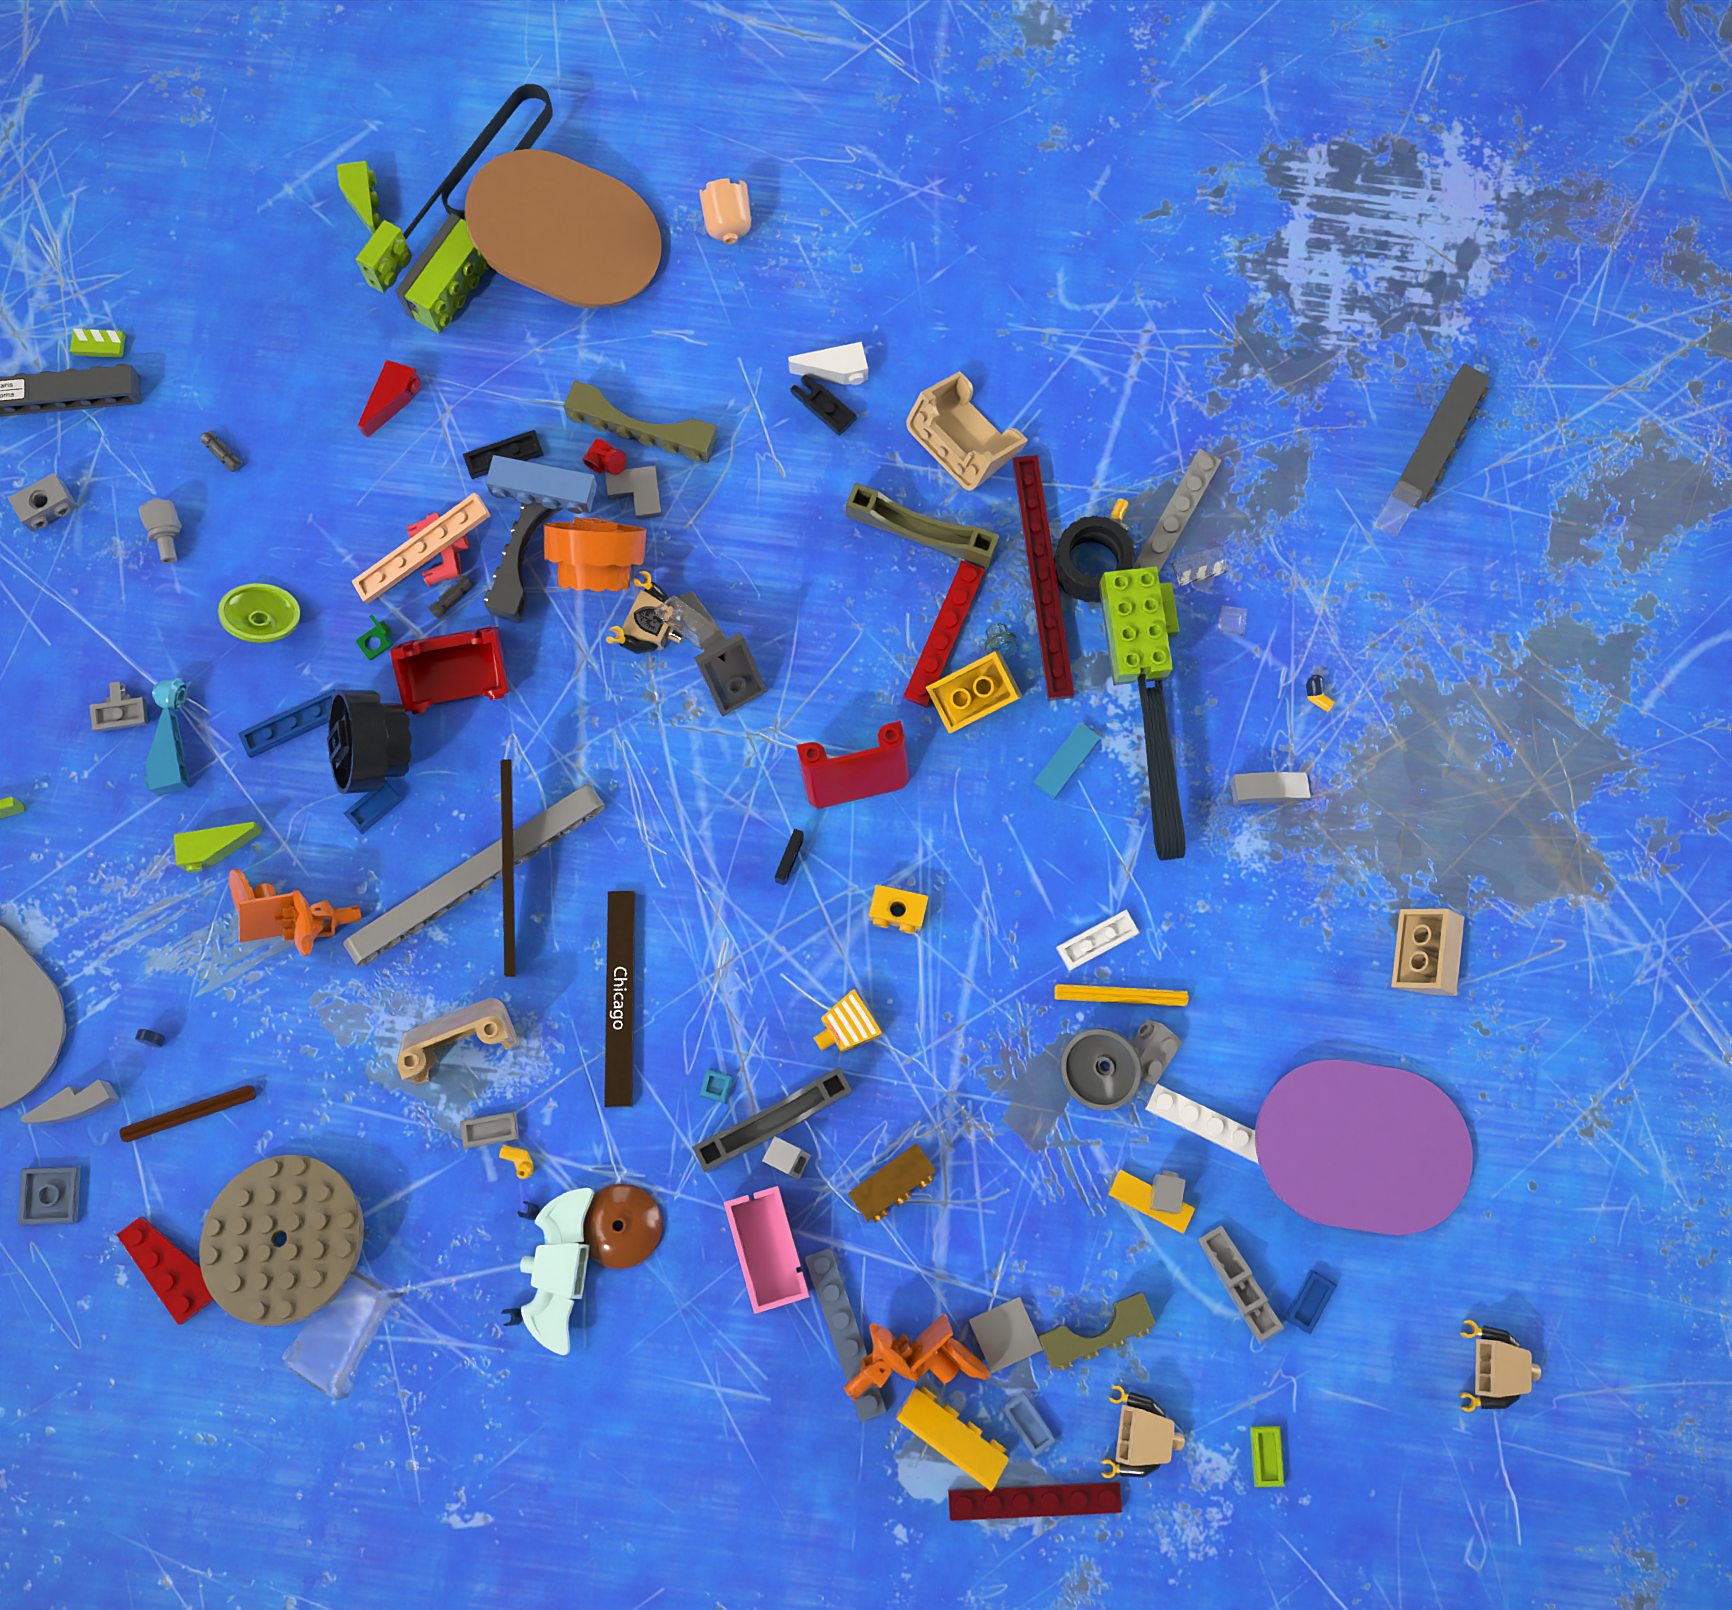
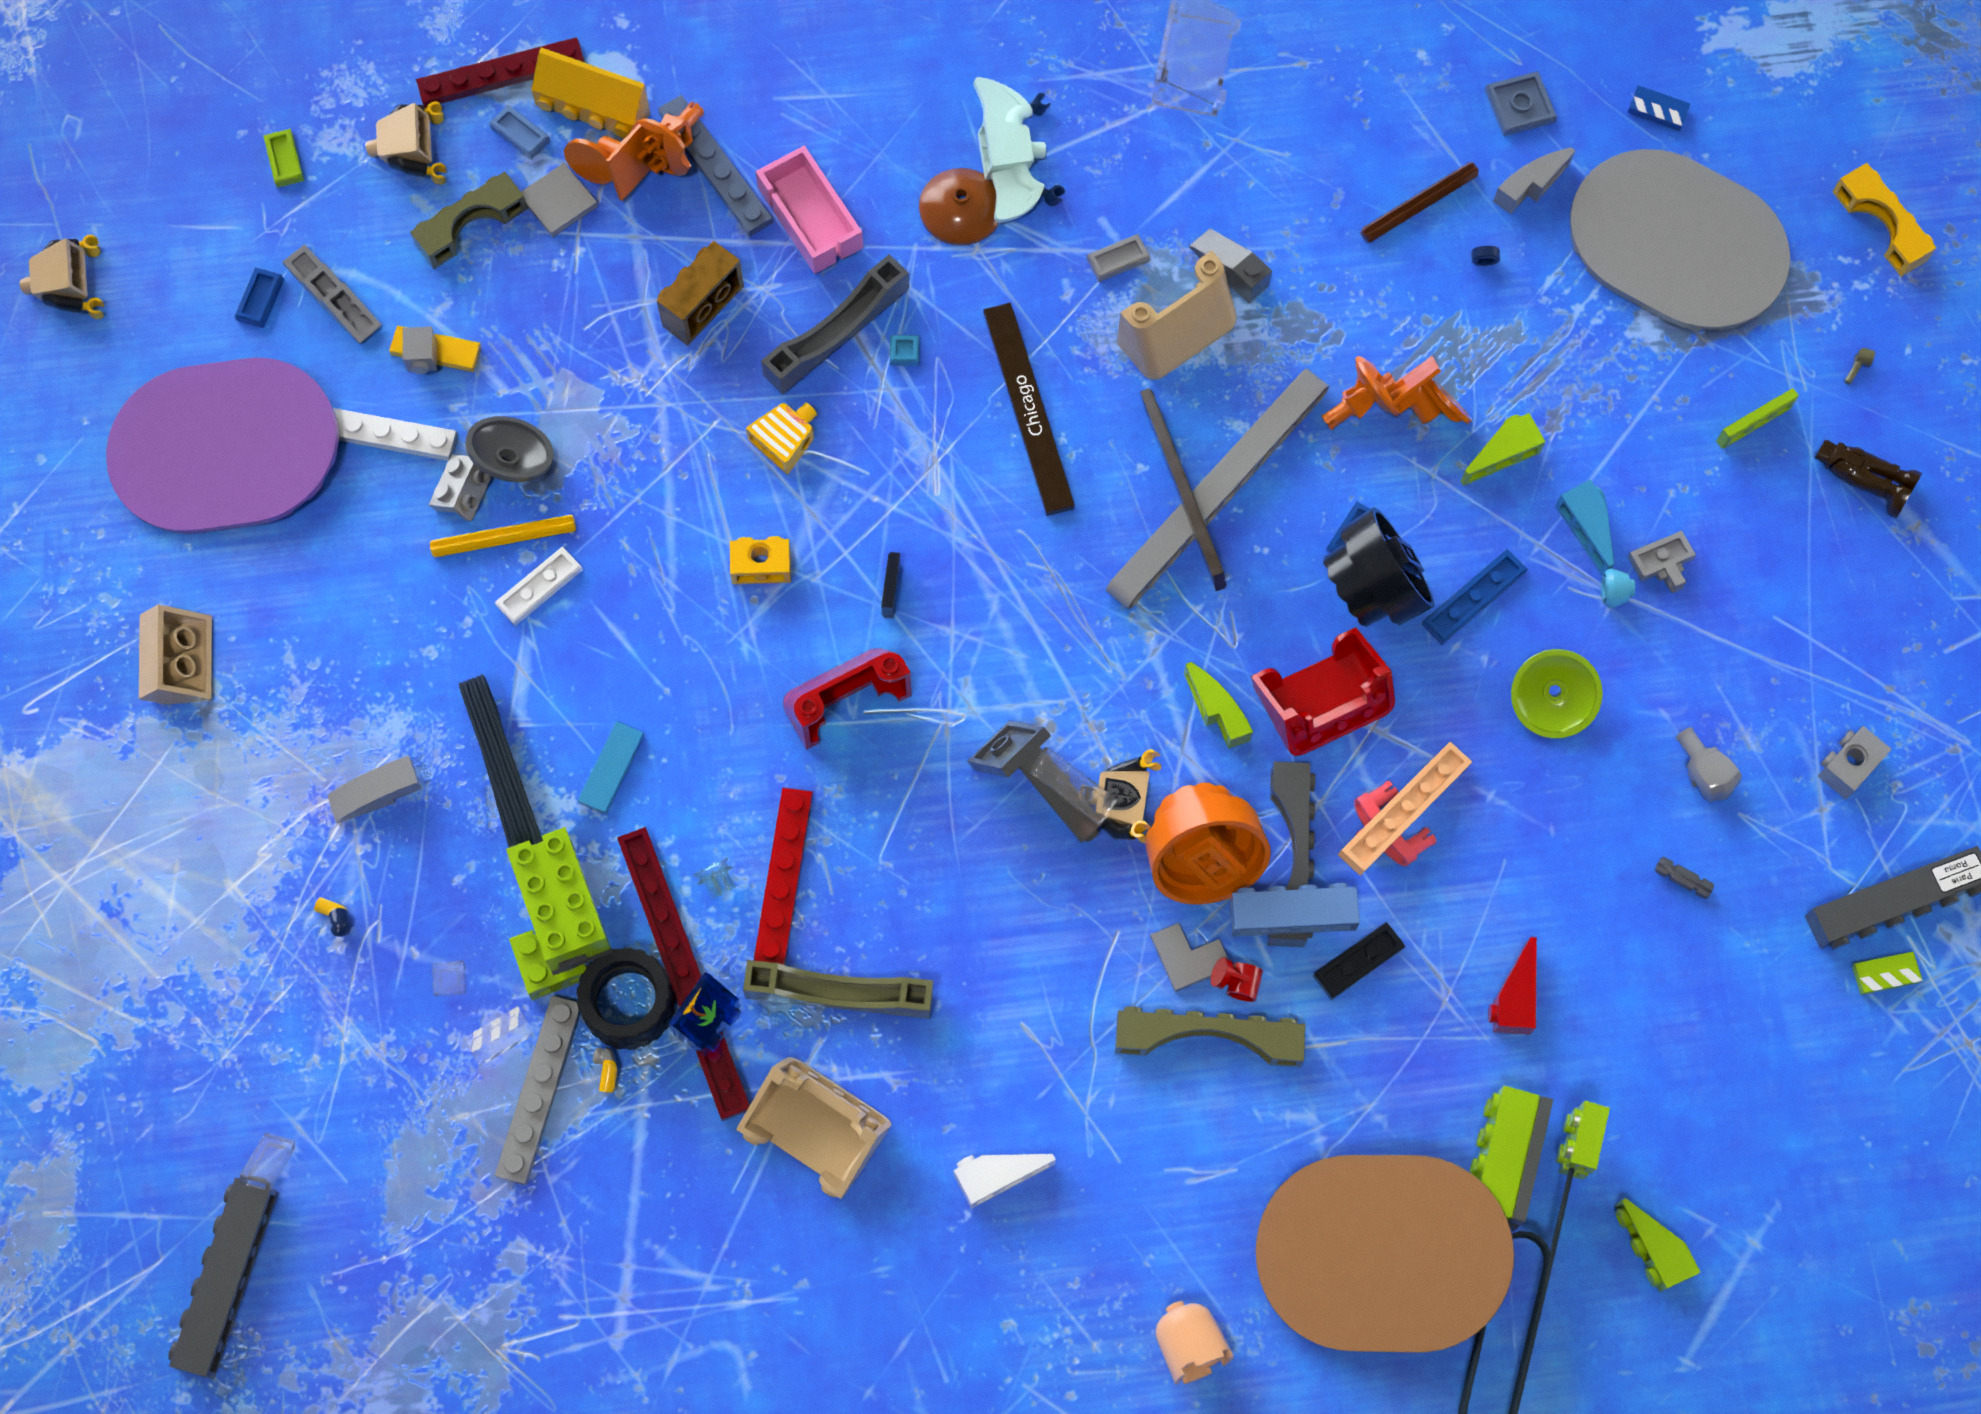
camera: 165 degrees right, 5 degrees down
(167, 1269) = (1368, 62): red wing -> none
(322, 1246) = (1275, 148): dark tan plate -> none
(380, 631) = (1417, 713): green bracket -> none
(386, 1093) = (1242, 267): none -> dark grey slope
(450, 596) = (1356, 776): dark grey axle -> none
(520, 1158) = (1077, 238): yellow arm -> none
(544, 678) = (1217, 706): none -> lime slope
(786, 1158) = (813, 298): light grey brick -> none
(824, 405) = (996, 1119): black hinge -> none
(974, 691) = (729, 811): yellow slope -> none
(1034, 523) = (705, 1015): none -> clear blue slope

